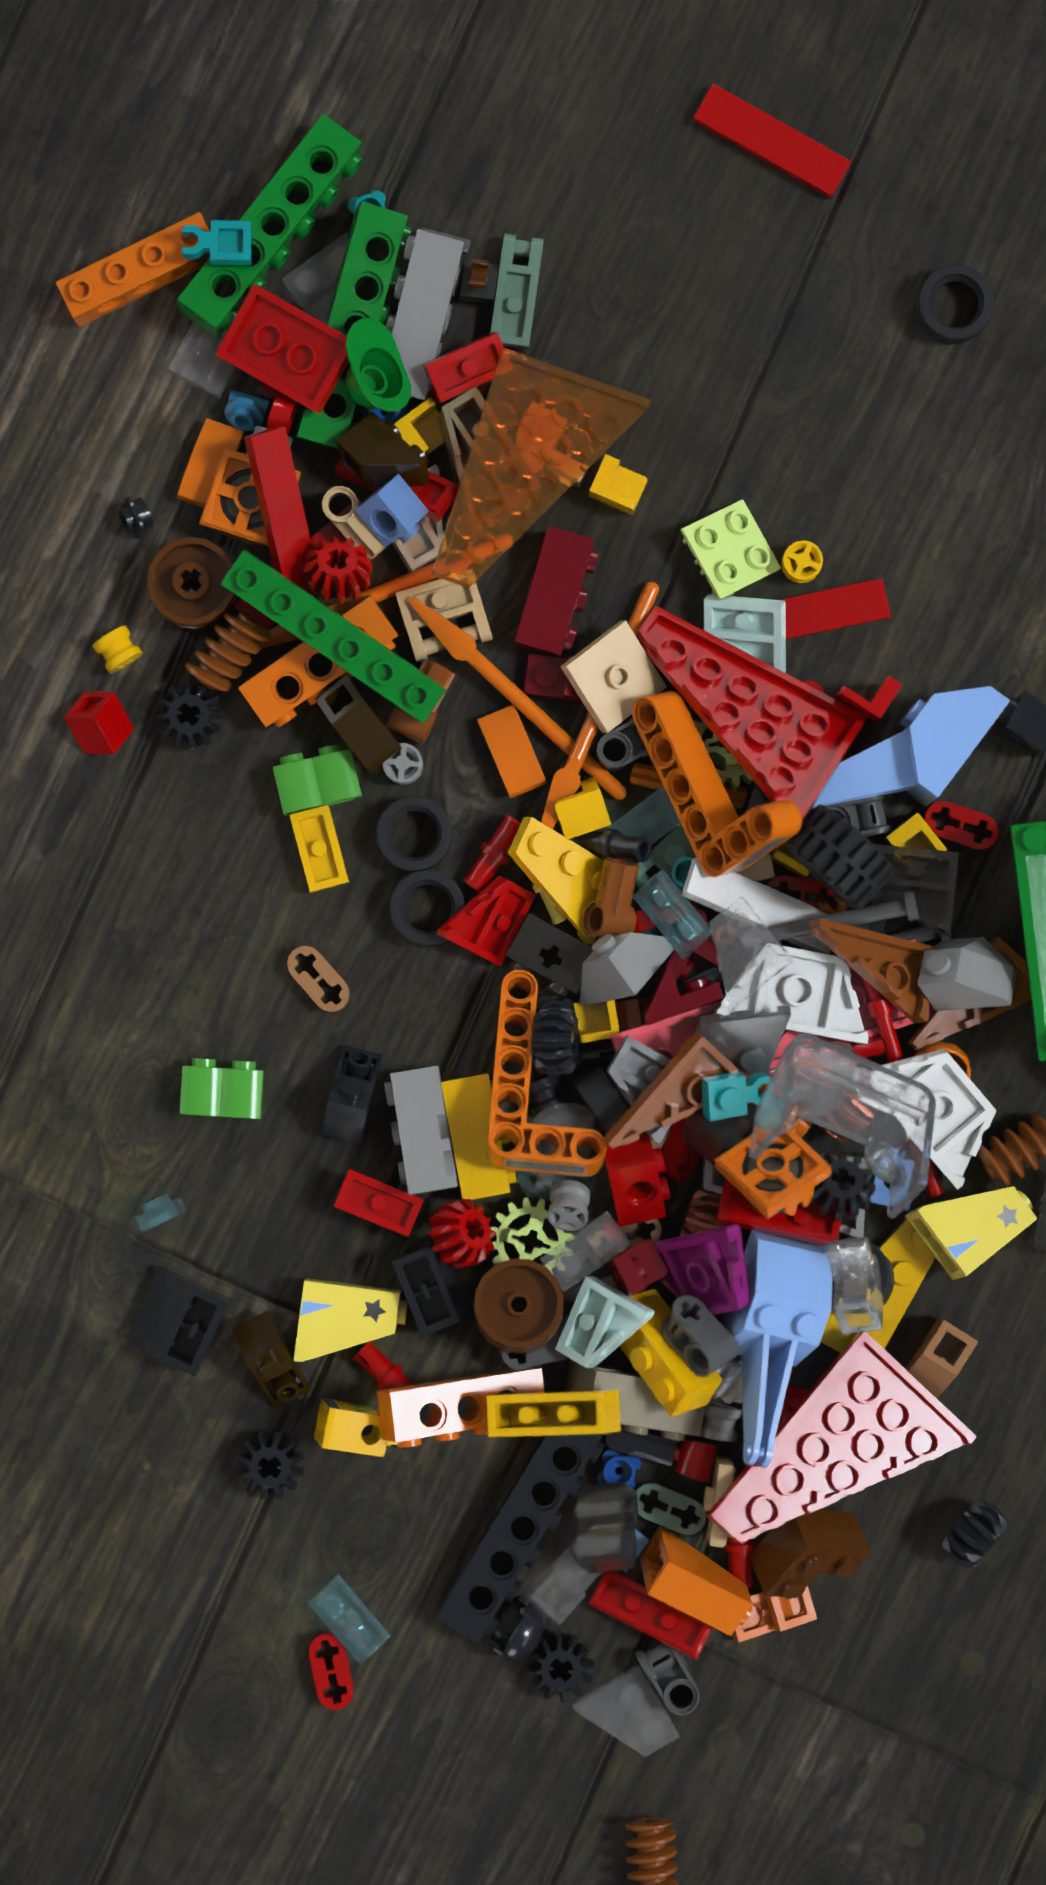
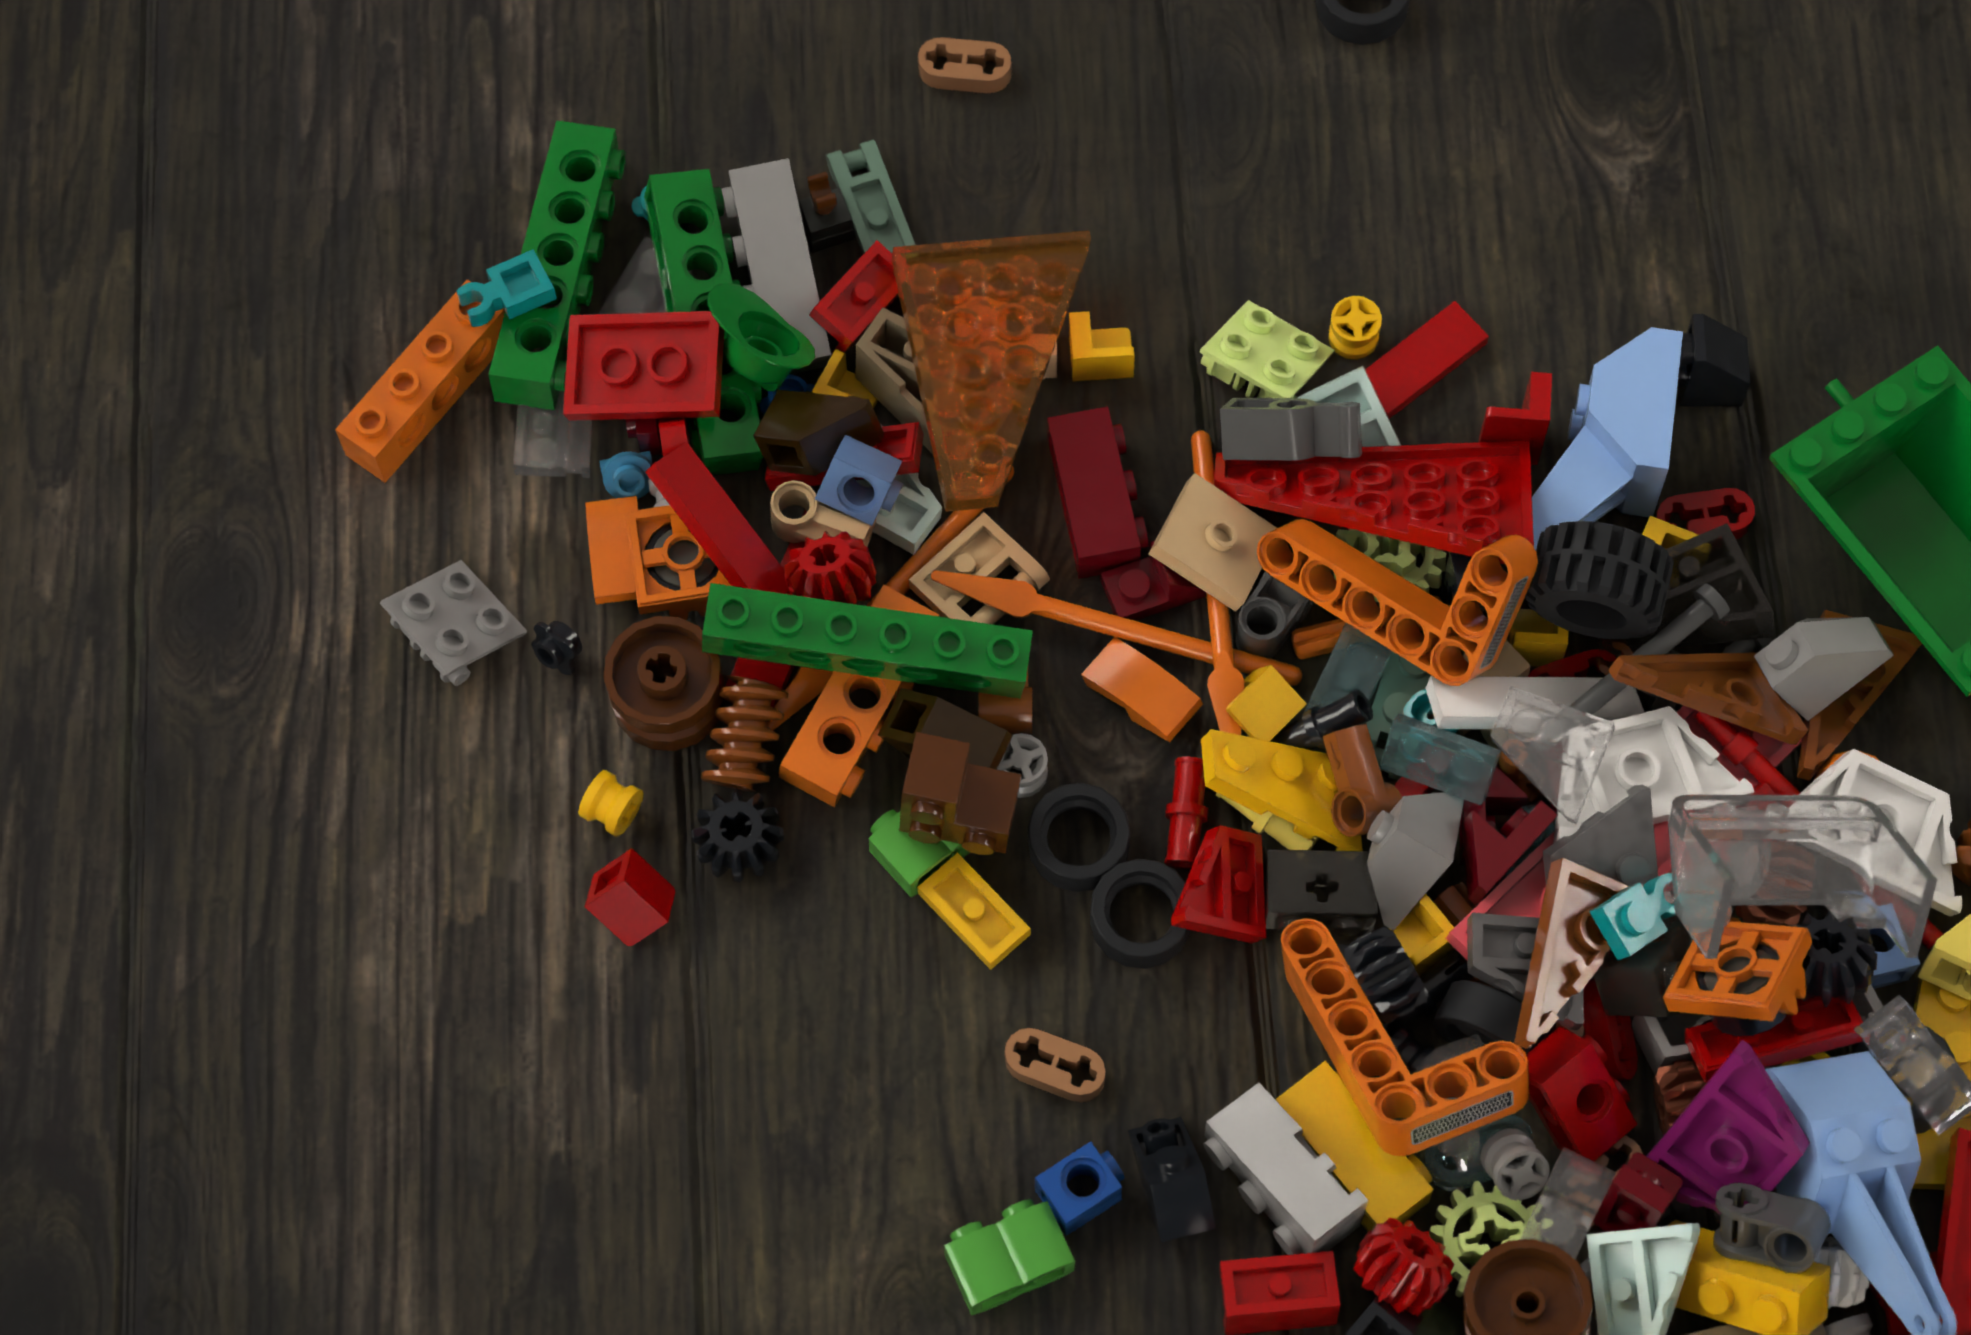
camera: 30 degrees left, 20 degrees down
(76, 459) = (452, 620): none -> light grey hinge
(273, 1074) = (1075, 1211): none -> blue brick
(338, 778) = (956, 799): none -> reddish brown brick
(645, 202) = (964, 65): none -> medium nougat beam
(706, 621) = (1289, 429): none -> dark grey piece

